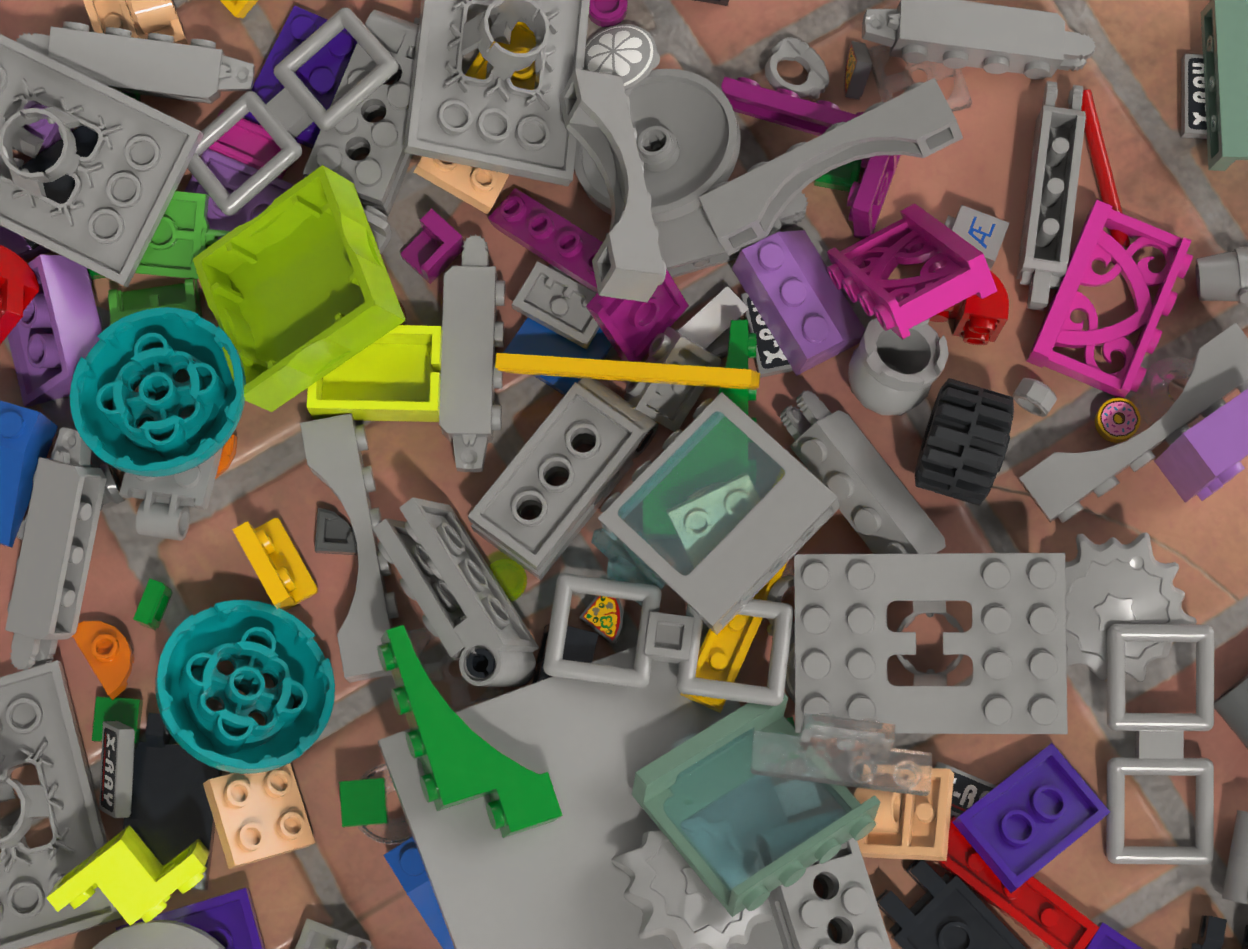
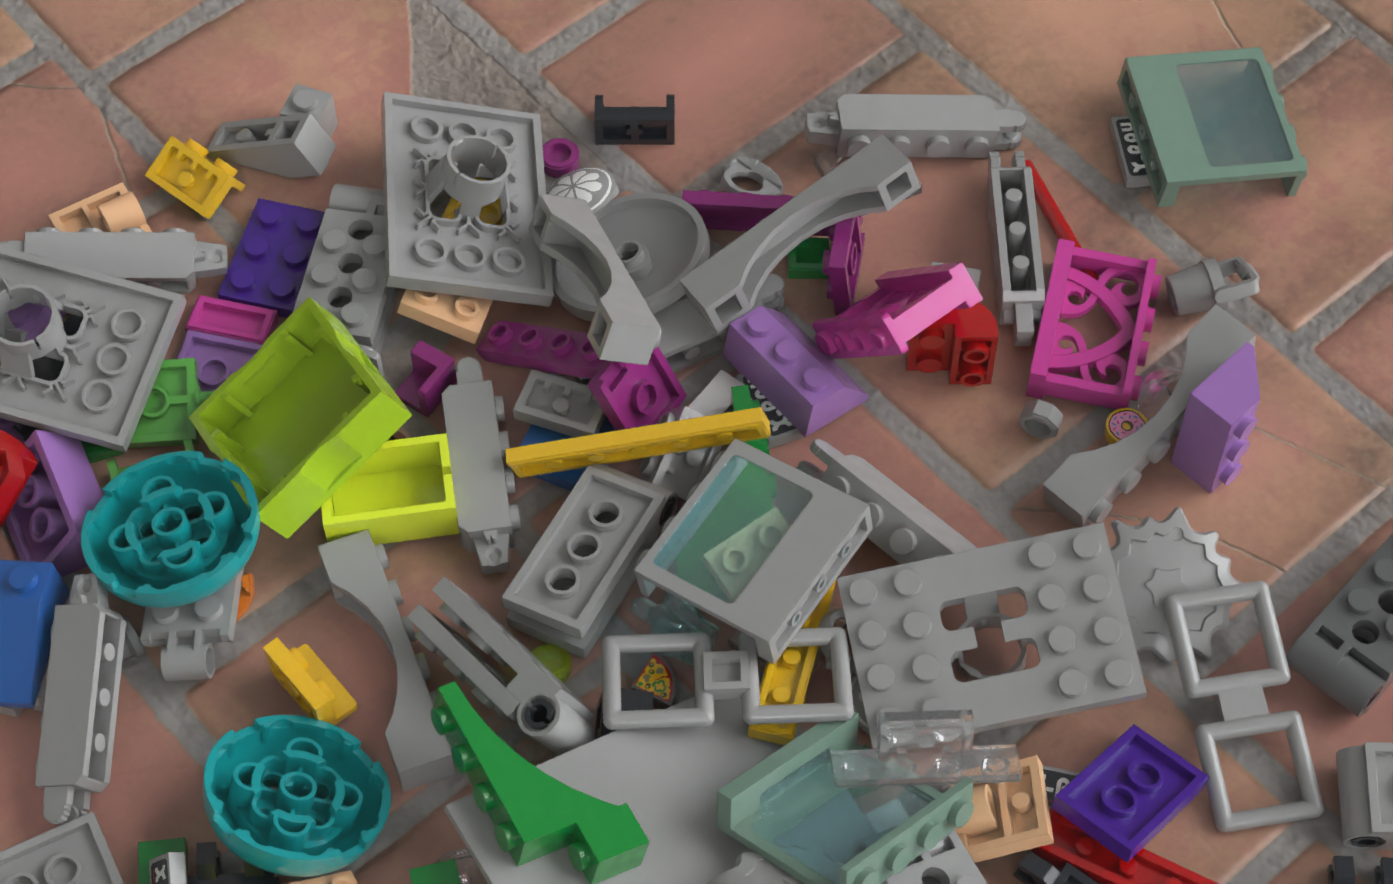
camera: 10 degrees left, 20 degrees down
(106, 653) = (144, 799): orange plate -> none
(153, 604) = (187, 743): green tile -> none
(291, 110) = (268, 276): light grey bar -> none
(334, 534) = (367, 653): dark grey tile -> none
(857, 70) = (807, 170): dark grey tile -> none
(896, 373) = (900, 401): light grey tile -> none
(964, 441) = (982, 456): black wheel -> none

